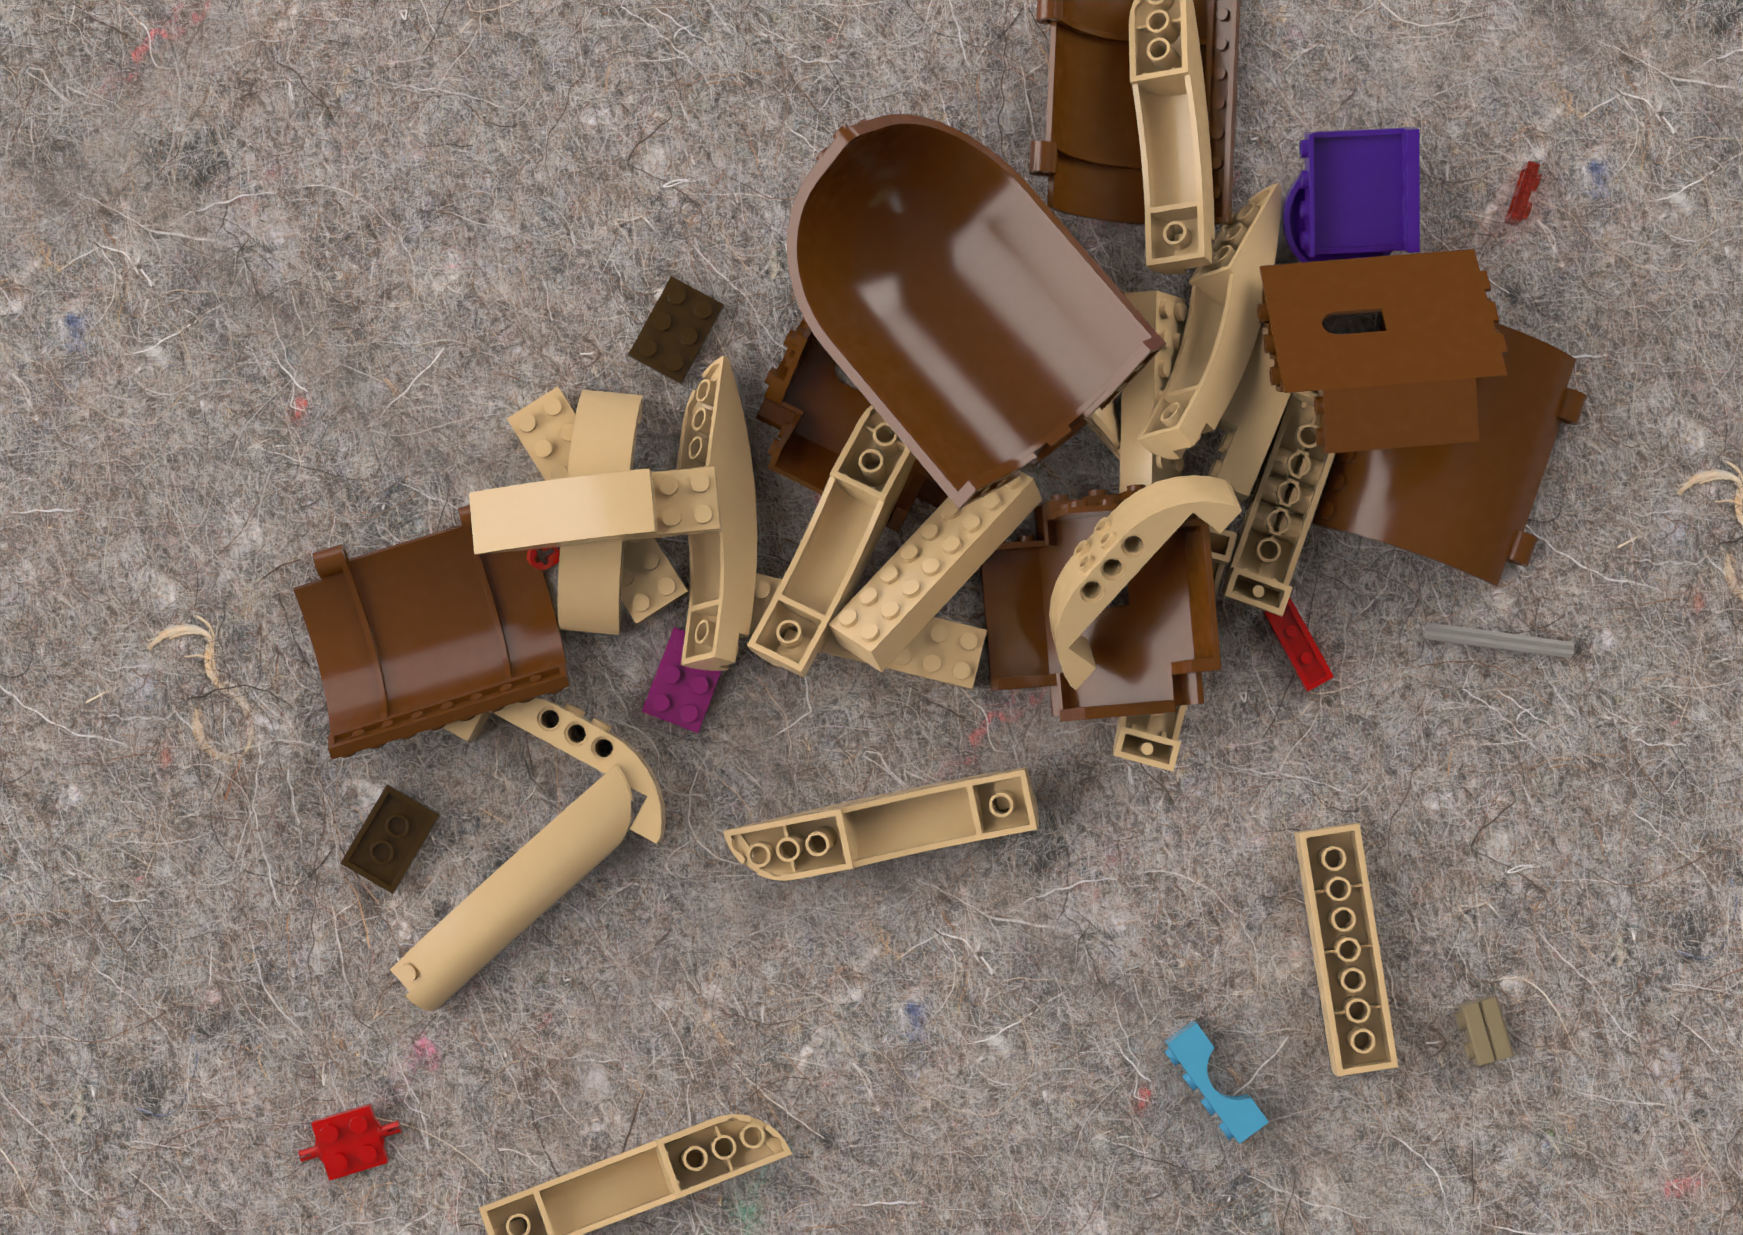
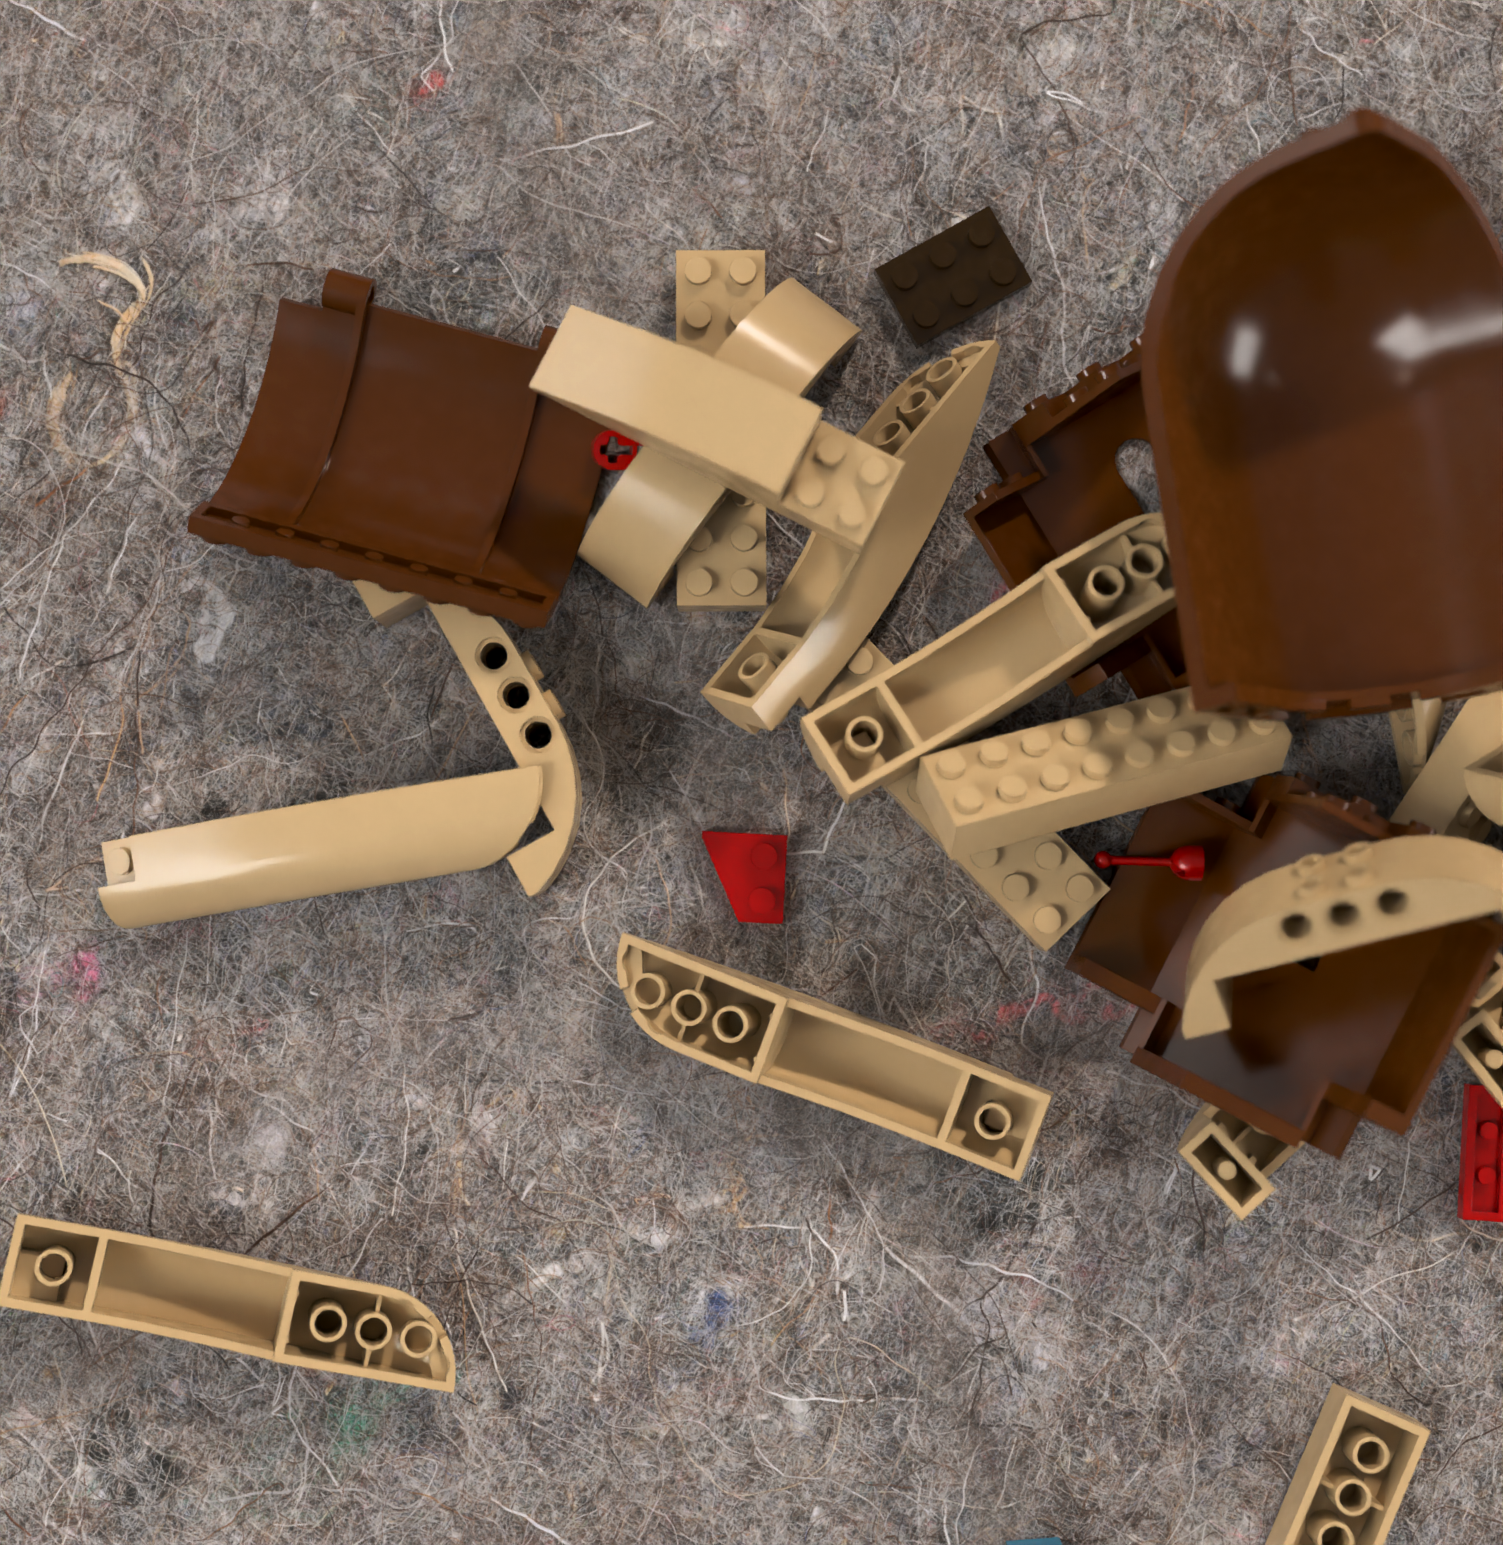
camera: 30 degrees right, 0 degrees up
(390, 839) = (205, 682): dark brown plate -> none
(680, 692) = (677, 725): magenta plate -> none
(776, 750) = (751, 873): none -> red wing
(1020, 587) = (1186, 861): none -> red hinge

